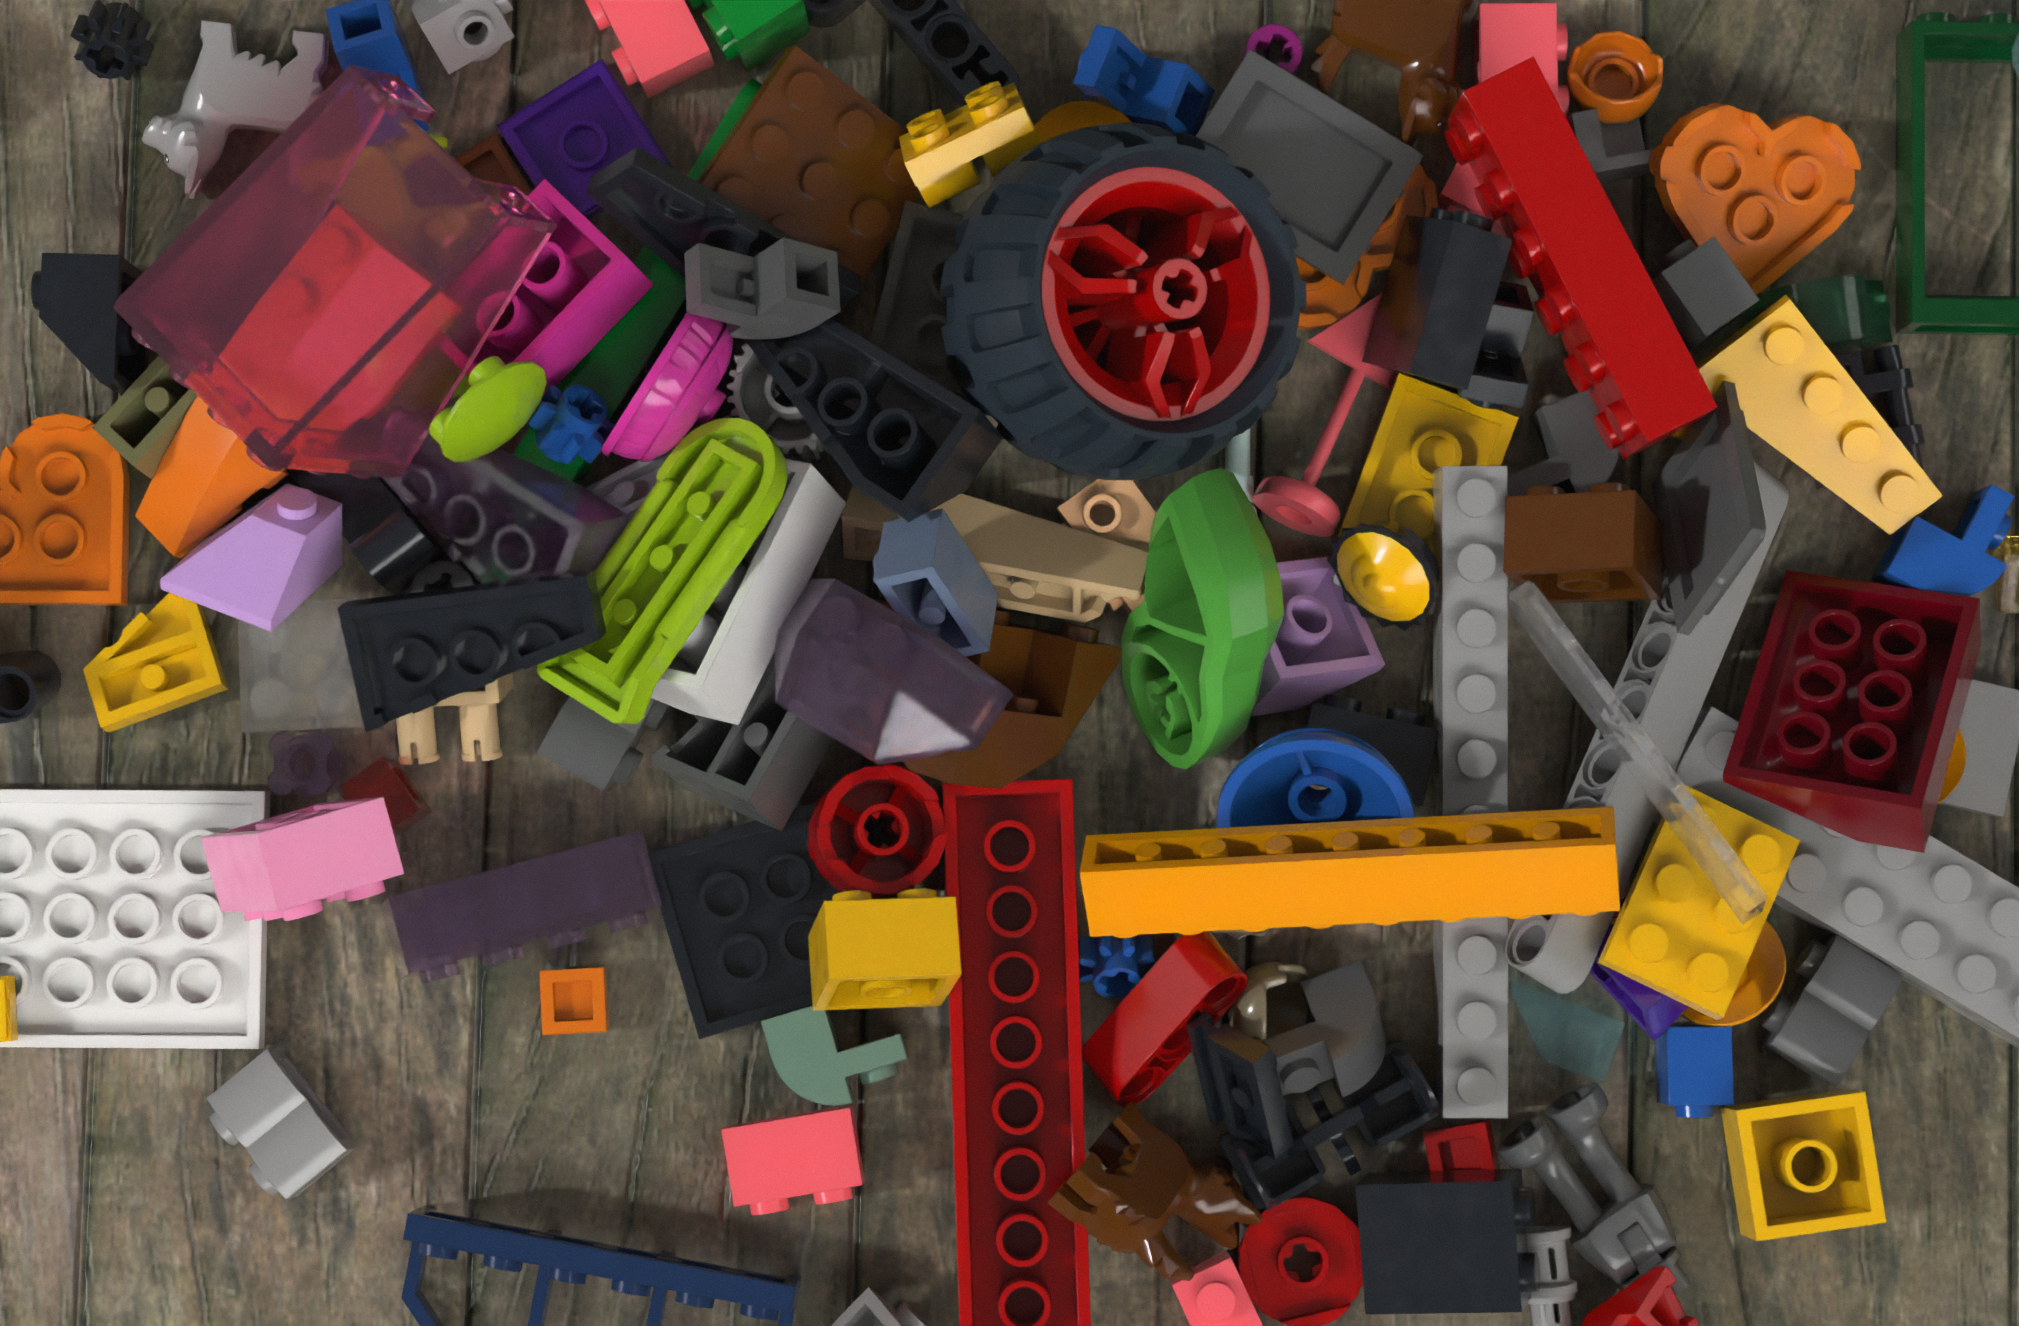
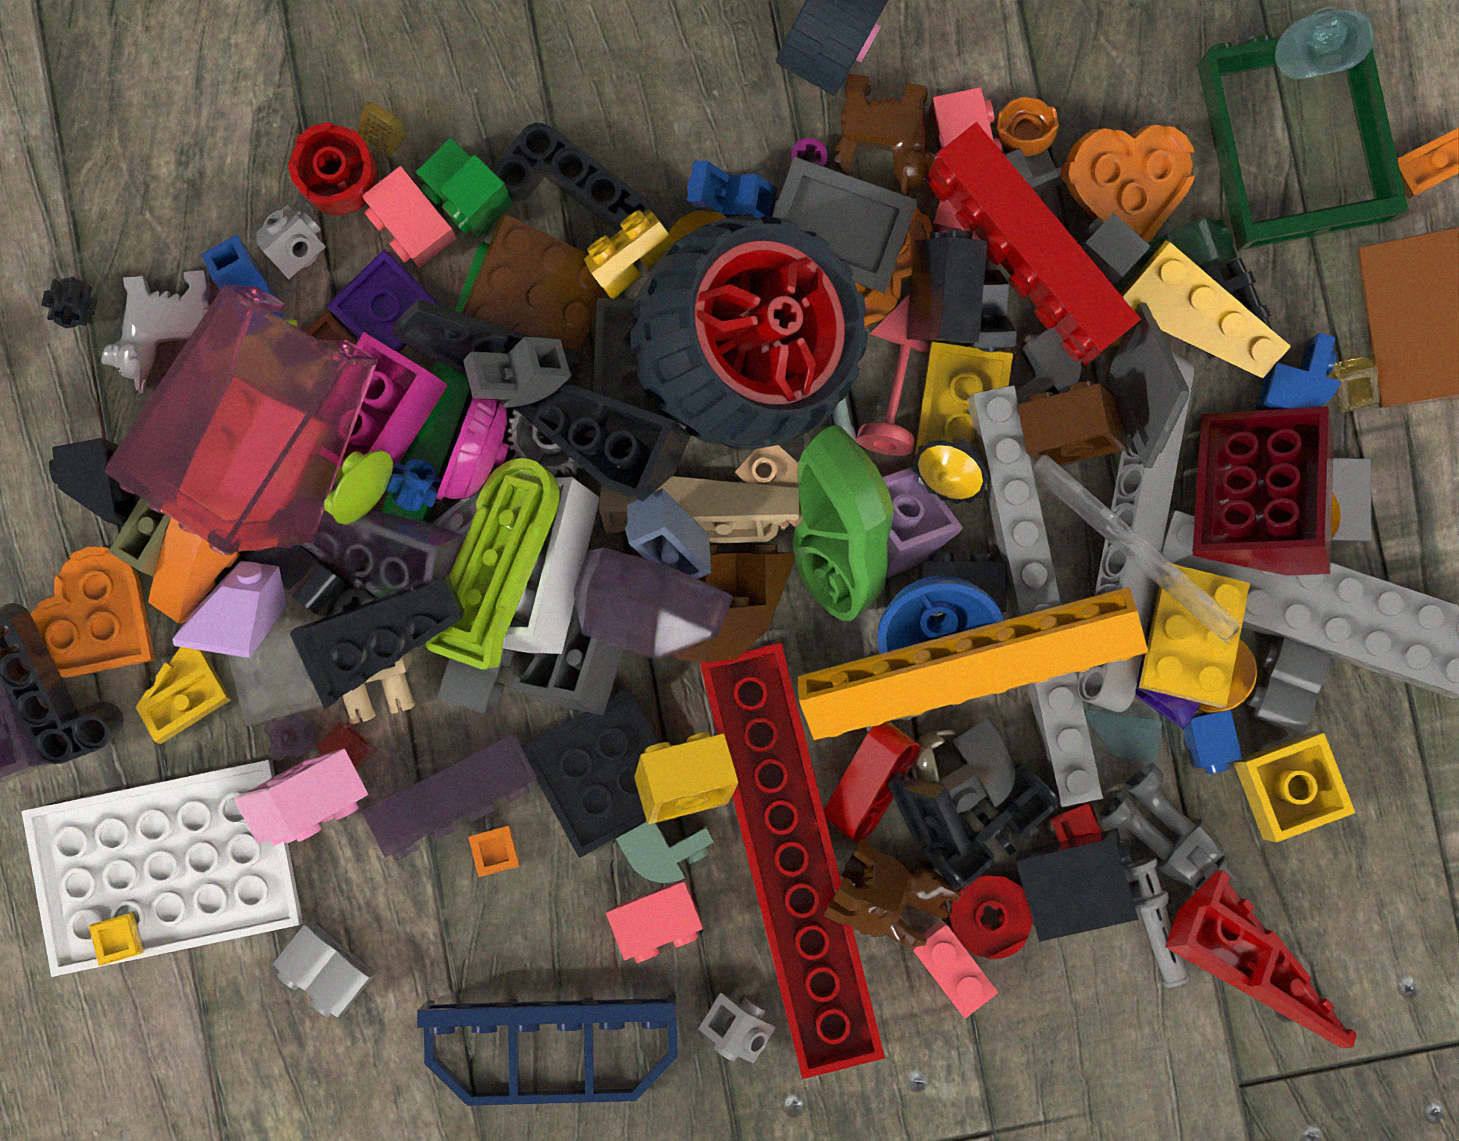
camera: 15 degrees left, 0 degrees up
(912, 825) = (684, 691): red brick -> none
(1115, 962) = (833, 753): blue gear -> none

